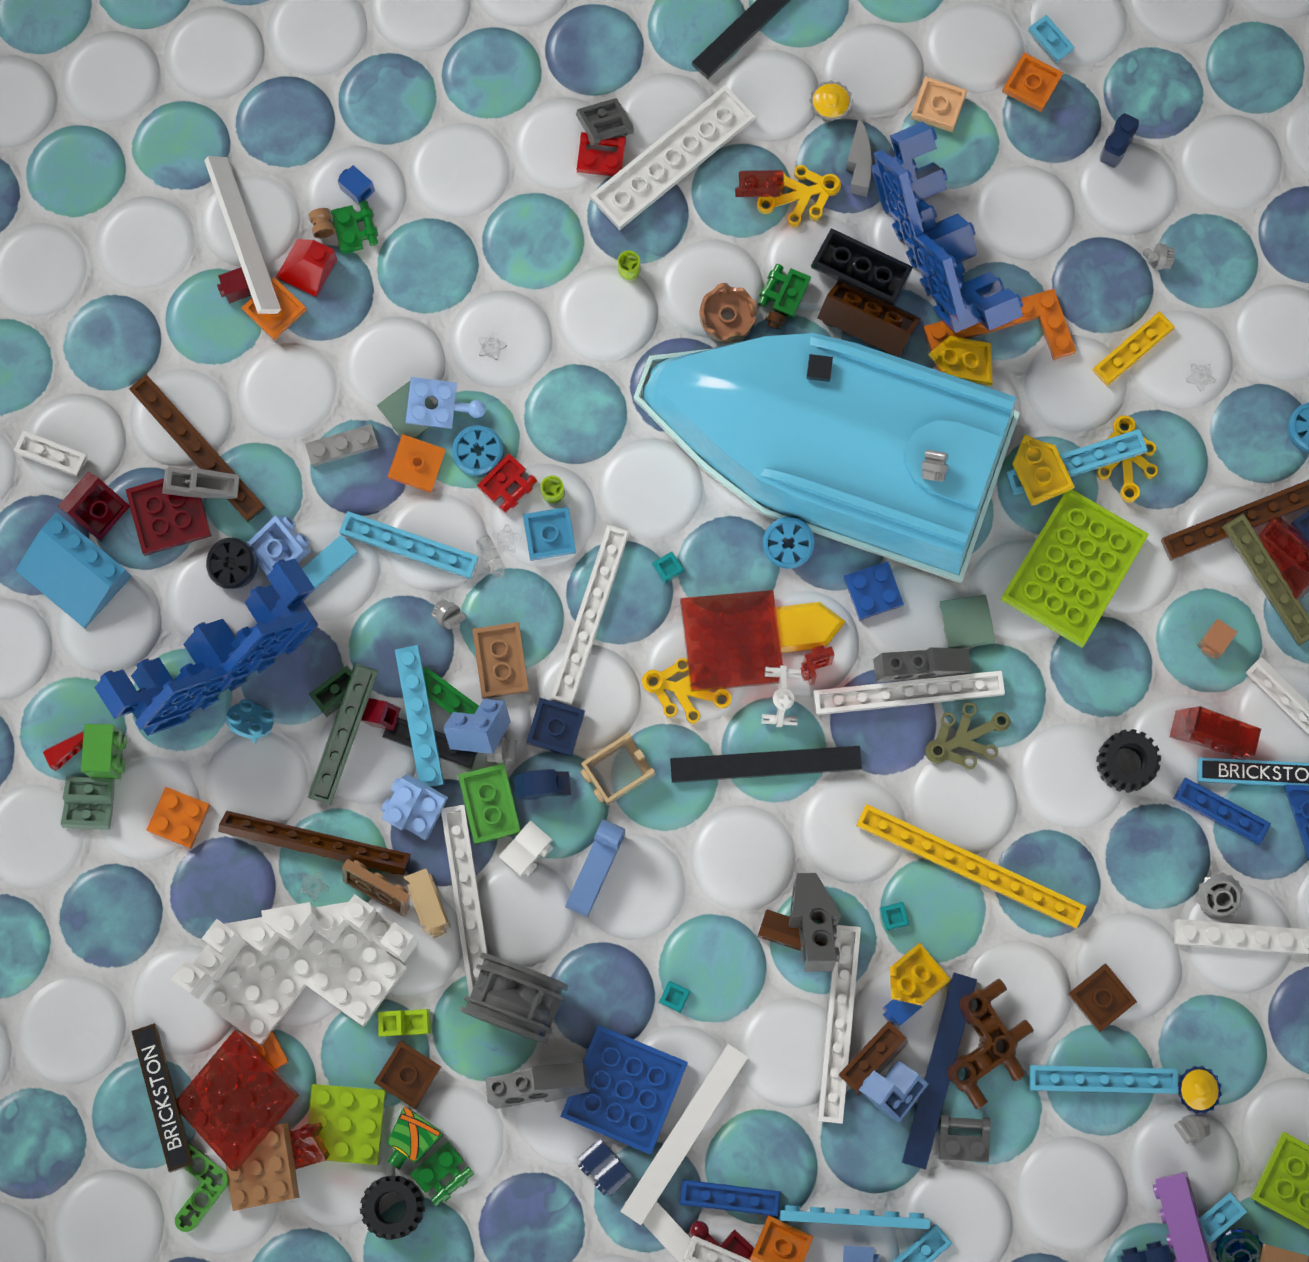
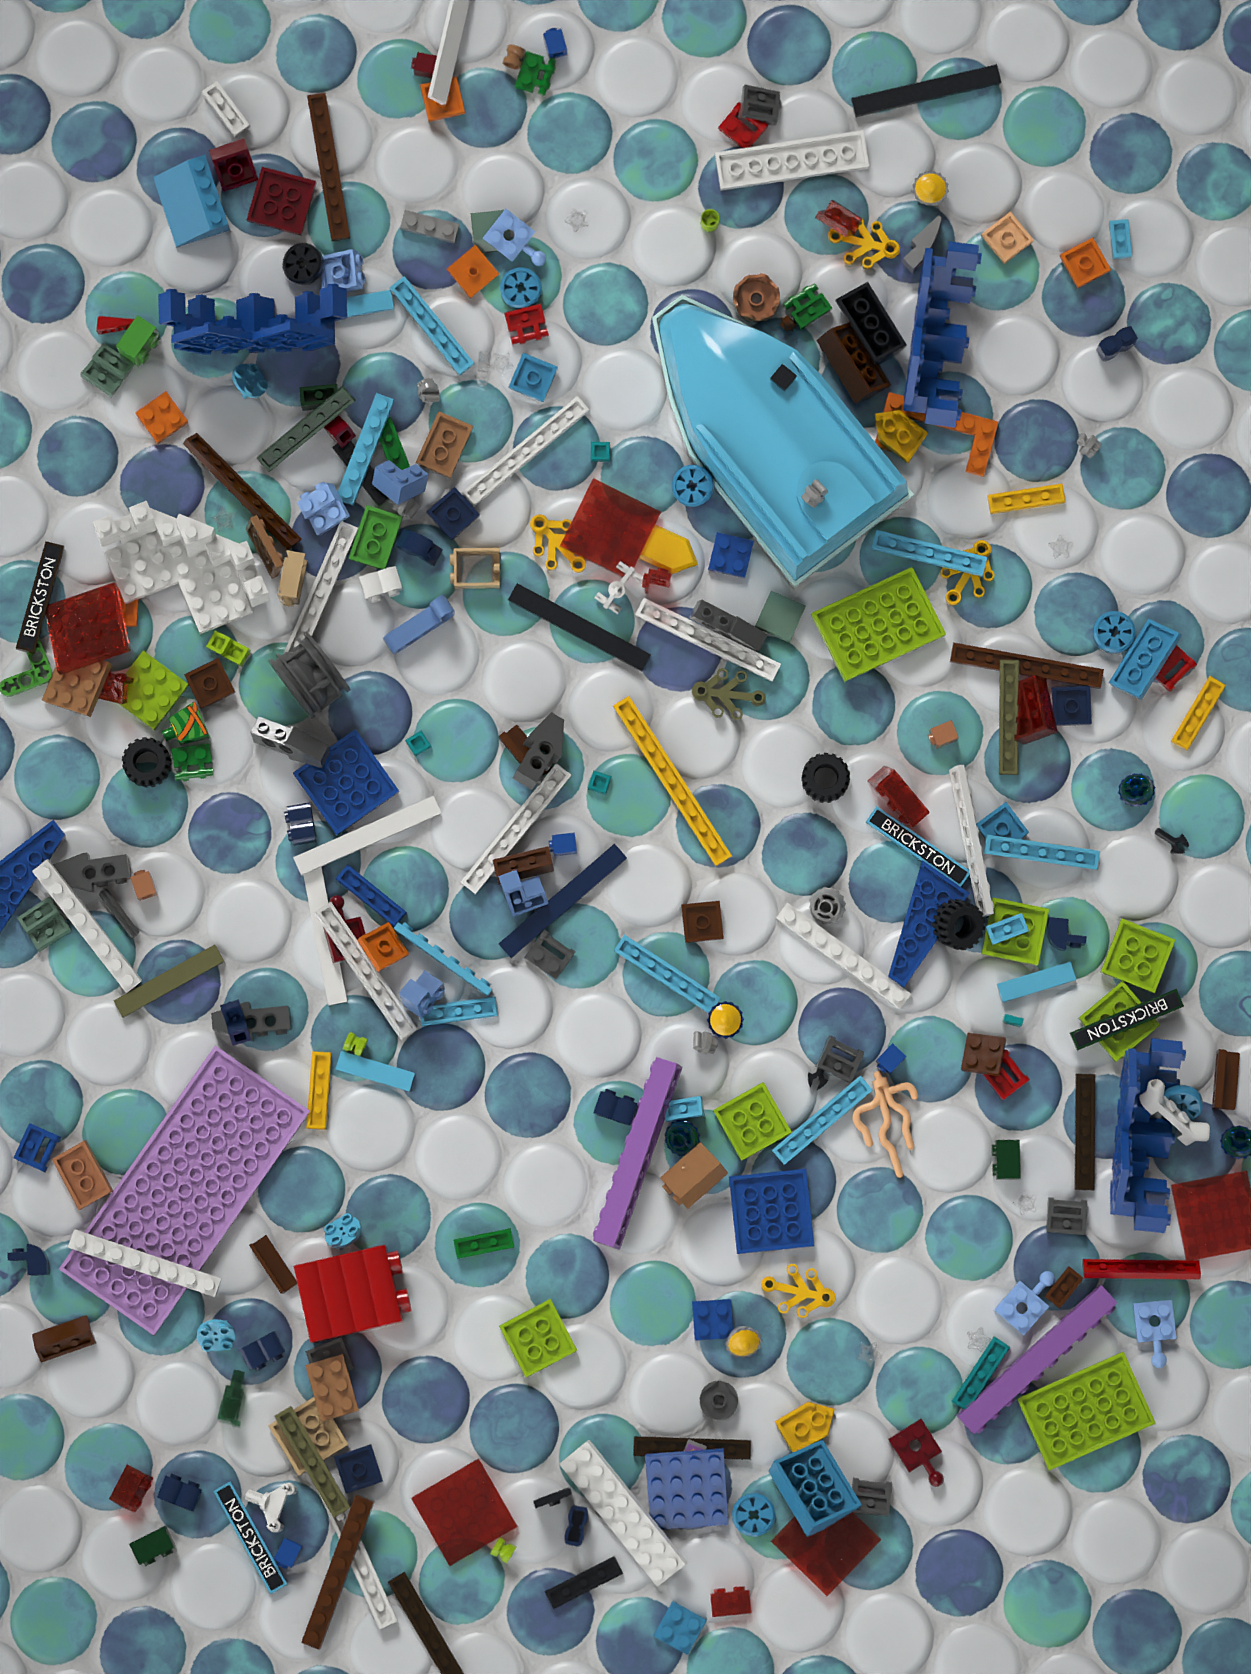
camera: 30 degrees right, 5 degrees up
(200, 483) = (315, 194): light grey slope -> none
(307, 266) = (484, 82): red slope -> none
(552, 484) = (555, 344): lime wheel -> none
(916, 977) = (586, 829): yellow tile -> none
(990, 1031) = (599, 910): reddish brown pin -> none
(1041, 470) = (899, 543): yellow tile -> none
(1222, 811) = (868, 851): blue tile -> none

